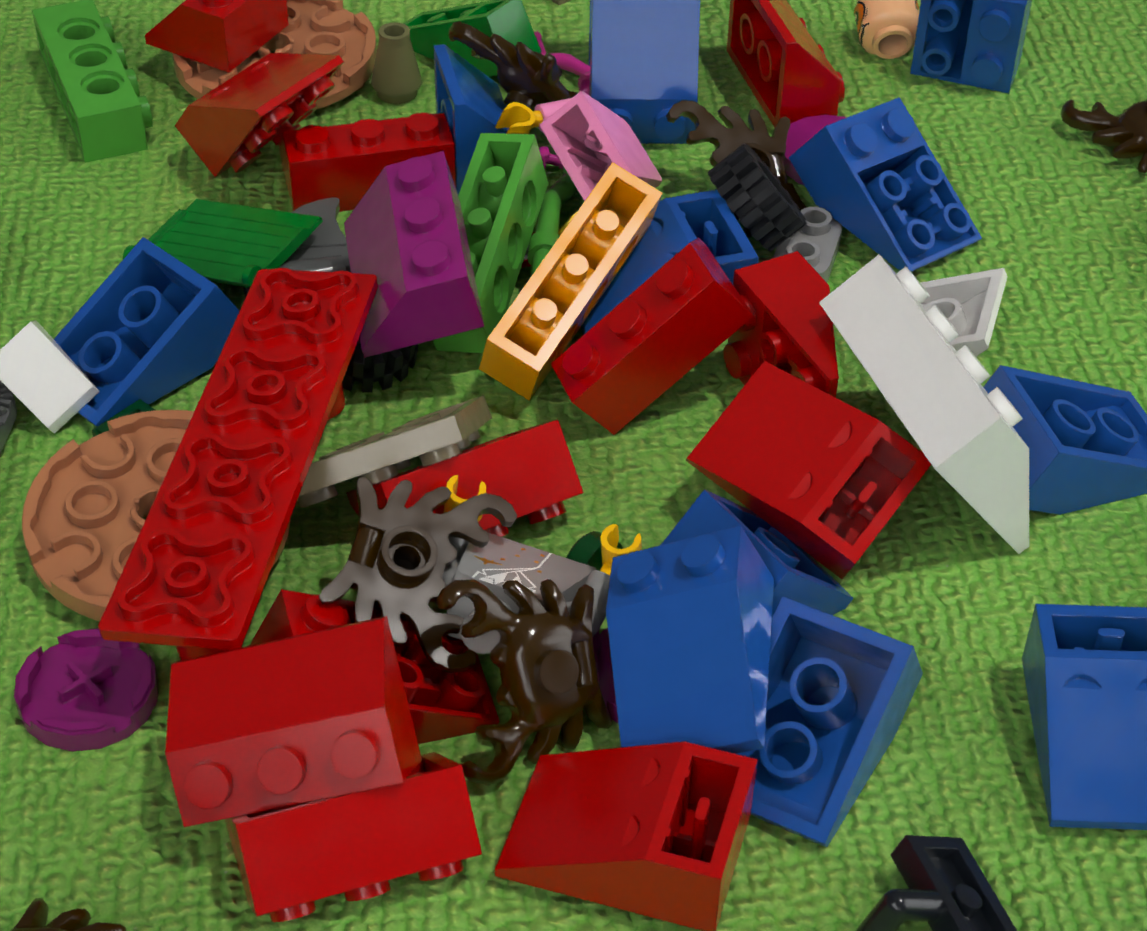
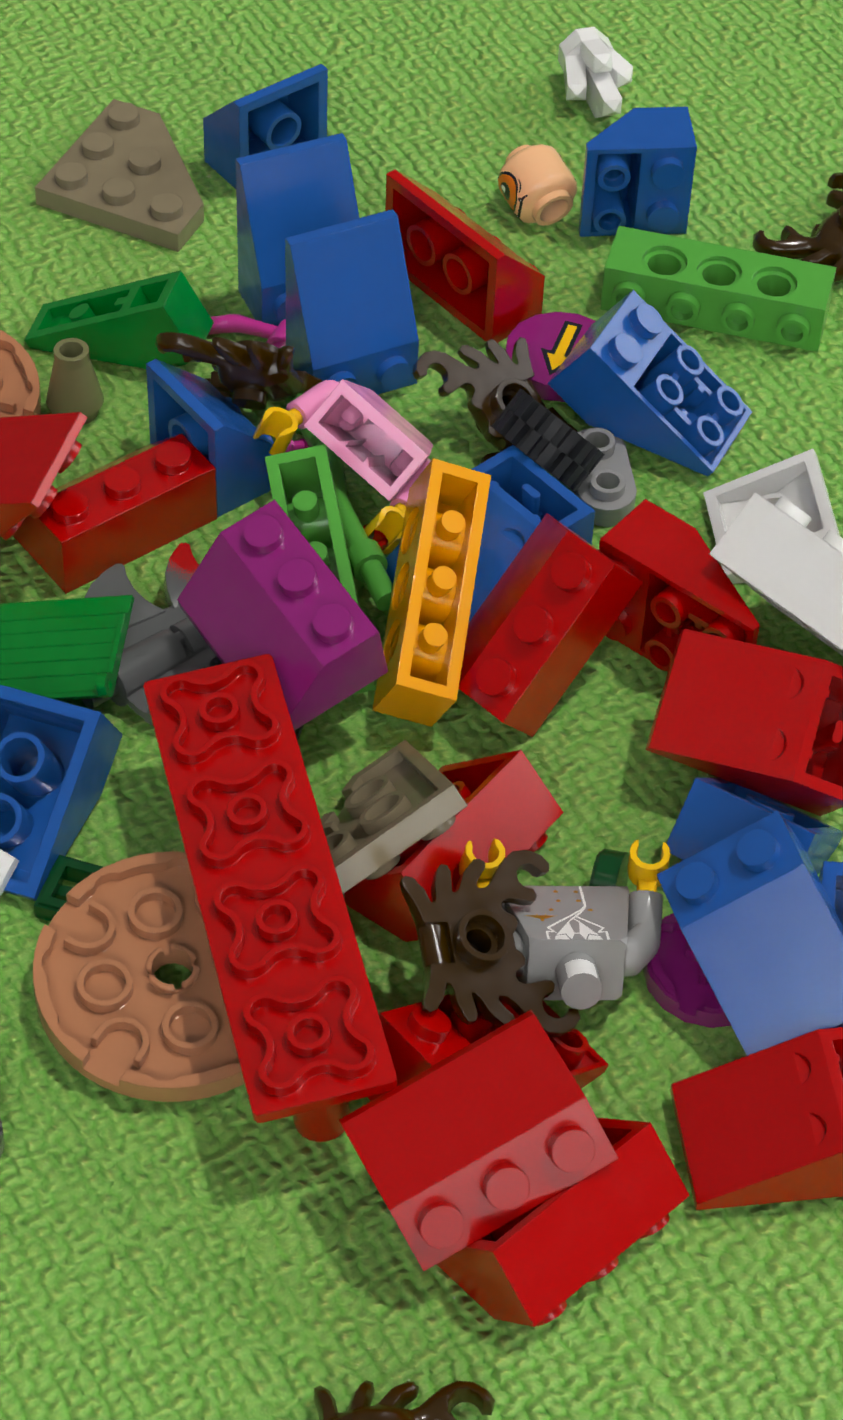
camera: 25 degrees left, 5 degrees up
(86, 691) = (213, 1174): magenta tile -> none
(543, 667) = (643, 1001): dark brown animal -> none
(1009, 134) = (721, 287): none -> bright green brick

